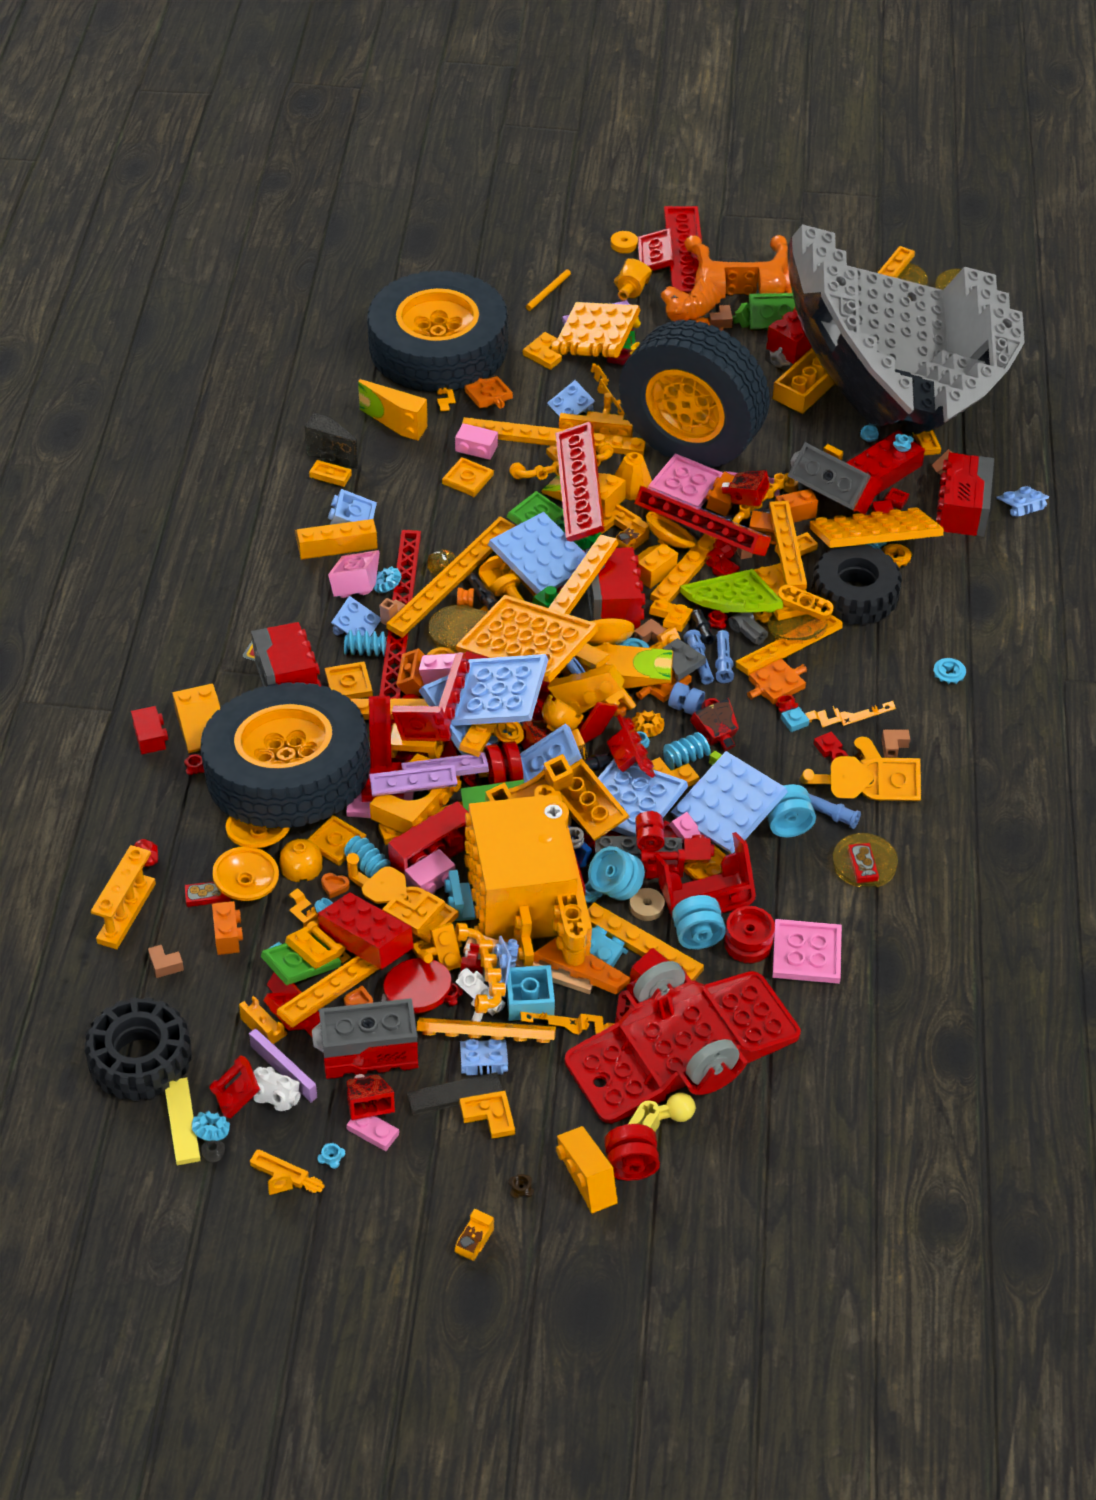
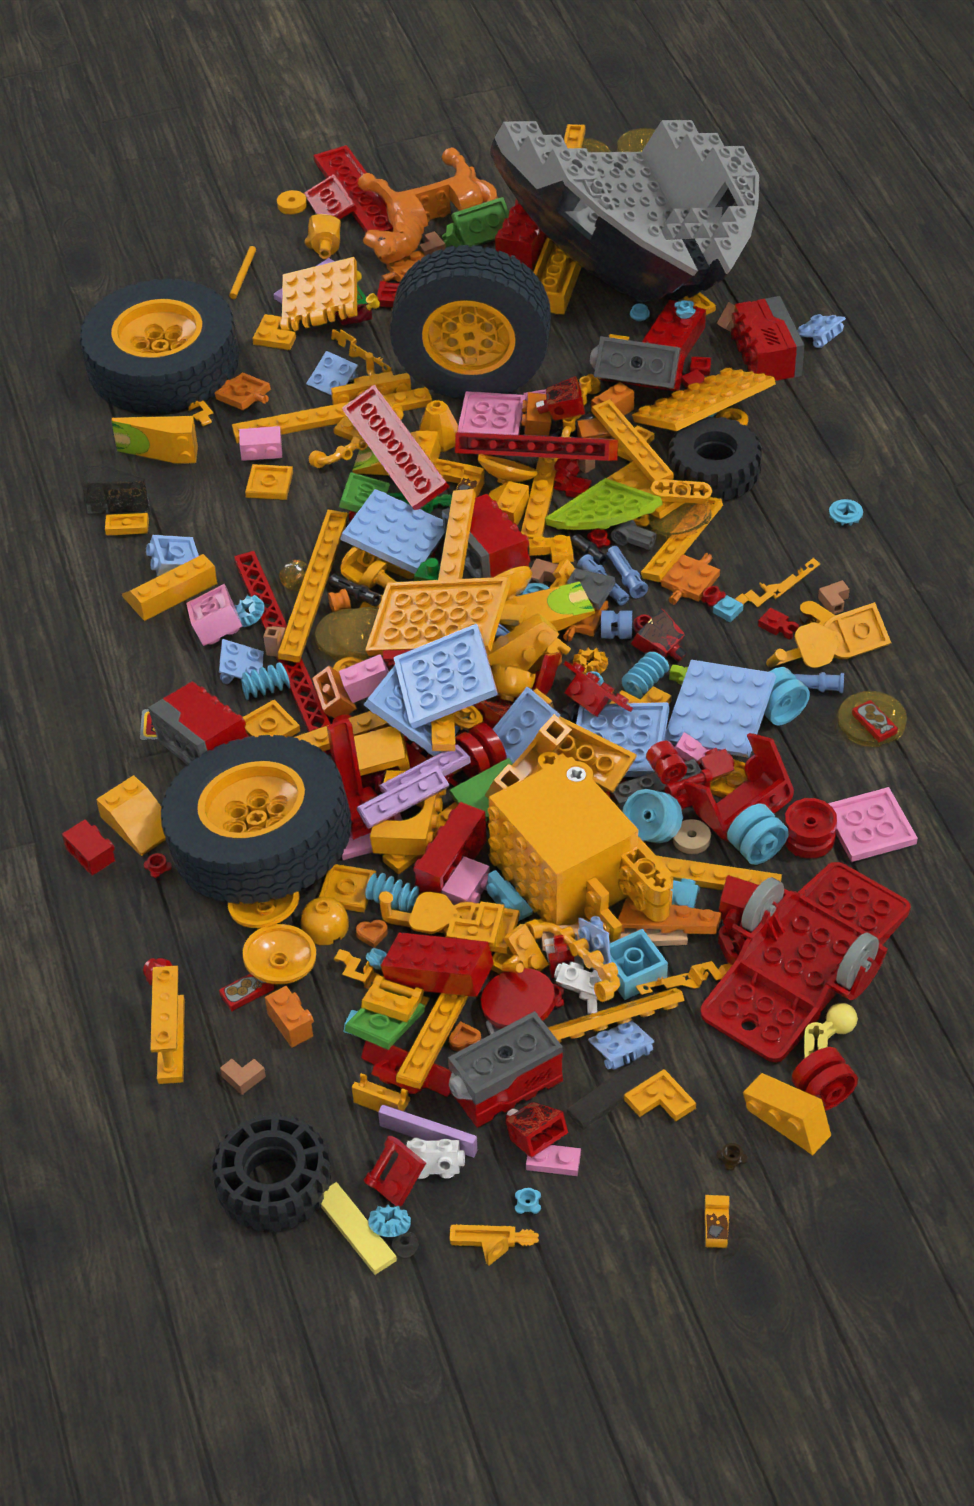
camera: 20 degrees left, 0 degrees up
(433, 722) = (391, 732): red bracket -> none

